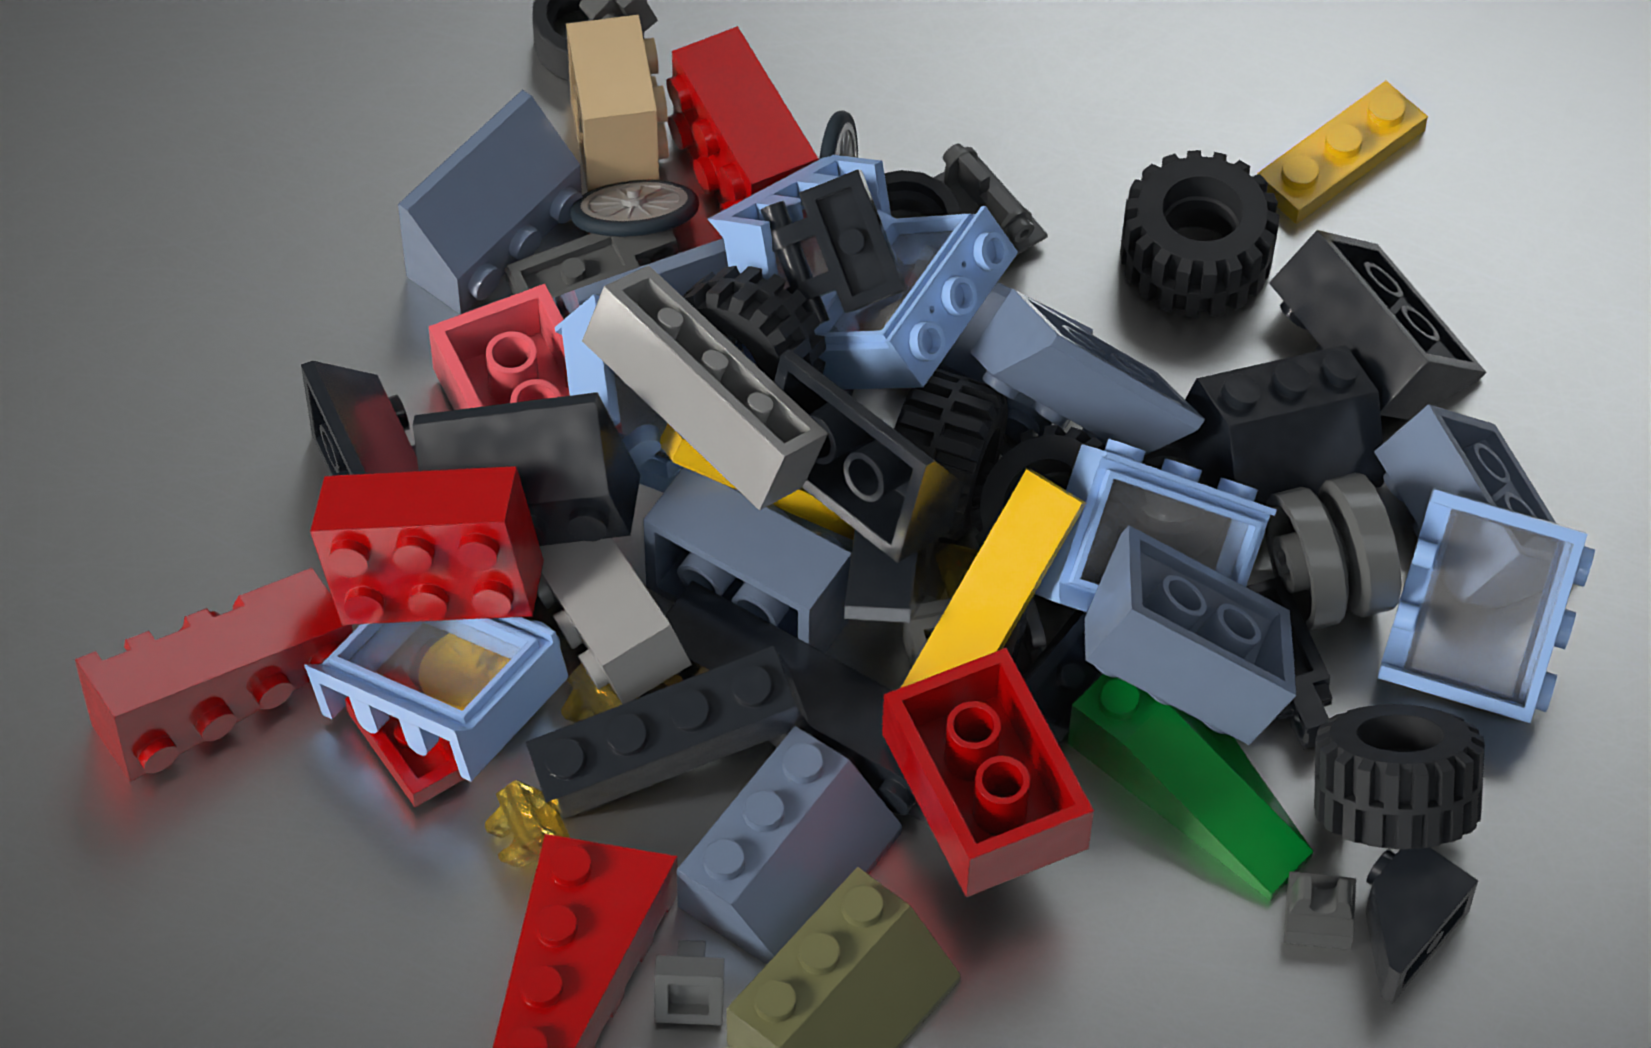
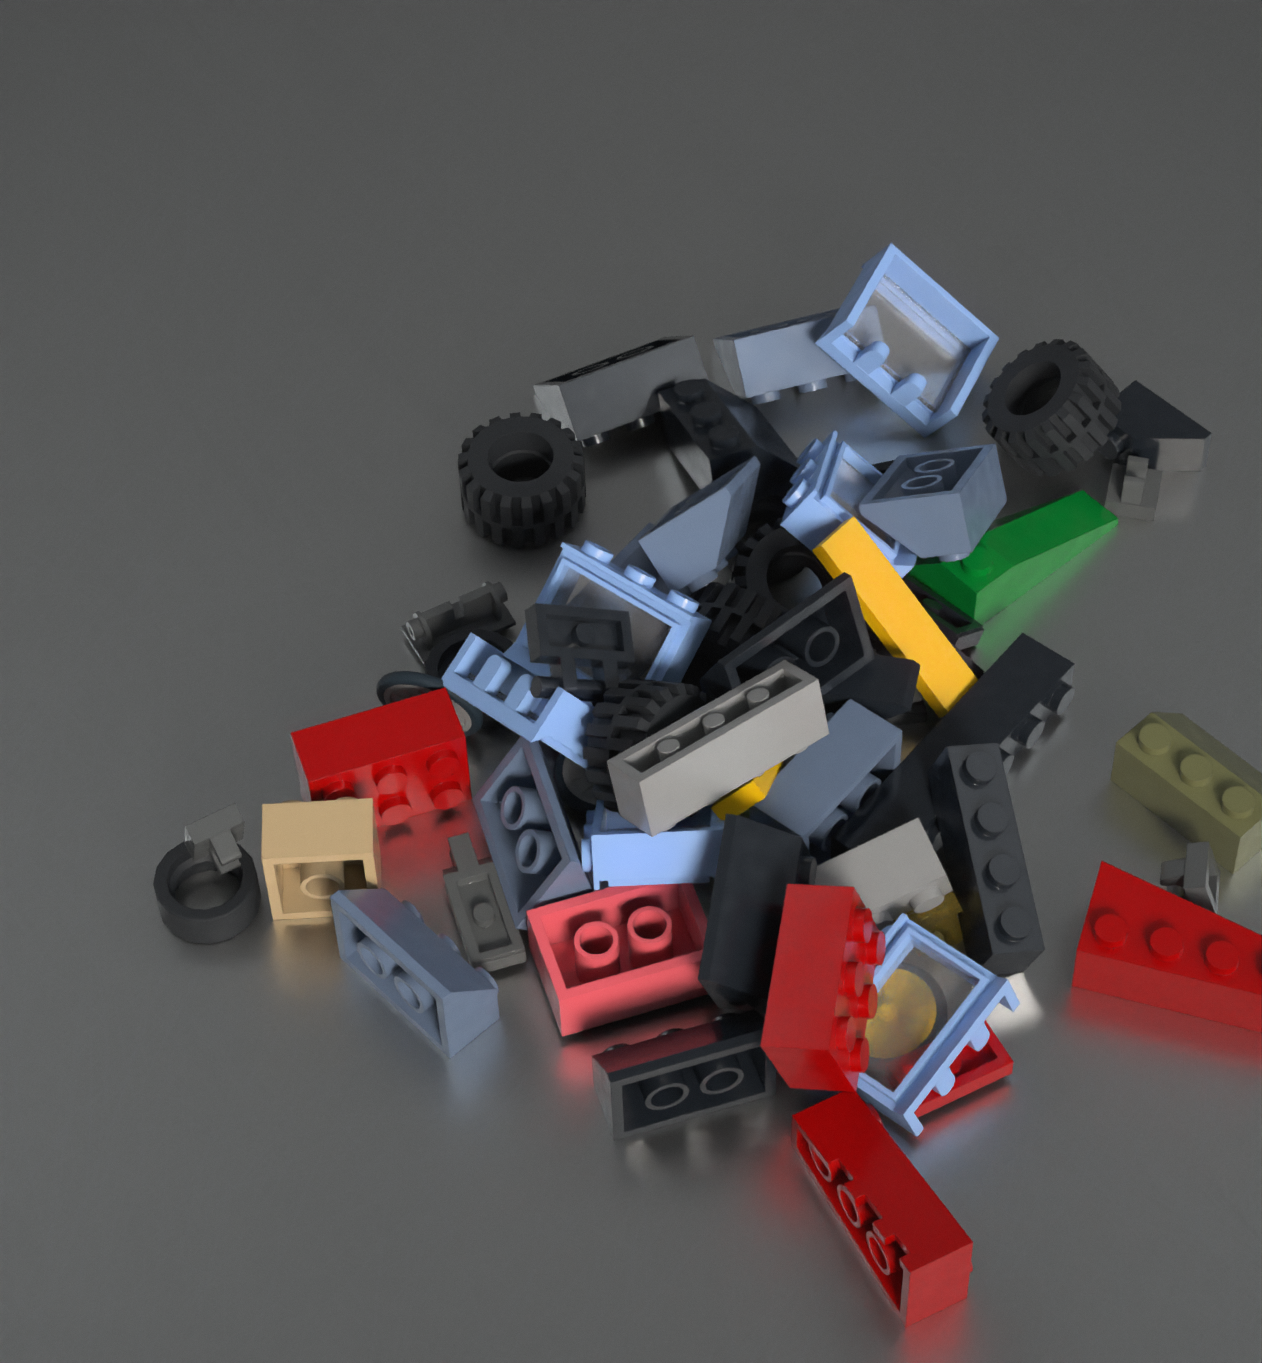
camera: 80 degrees left, 5 degrees down
(529, 817) = (1039, 980): clear yellow tile -> none
(634, 208) = (428, 859): wheel -> none
(785, 846) = (1078, 812): sand blue slope -> none
(987, 772) = (1054, 635): red brick -> none
(1334, 550) = (856, 403): dark grey wheel -> none
(1343, 151) = (436, 390): yellow plate -> none

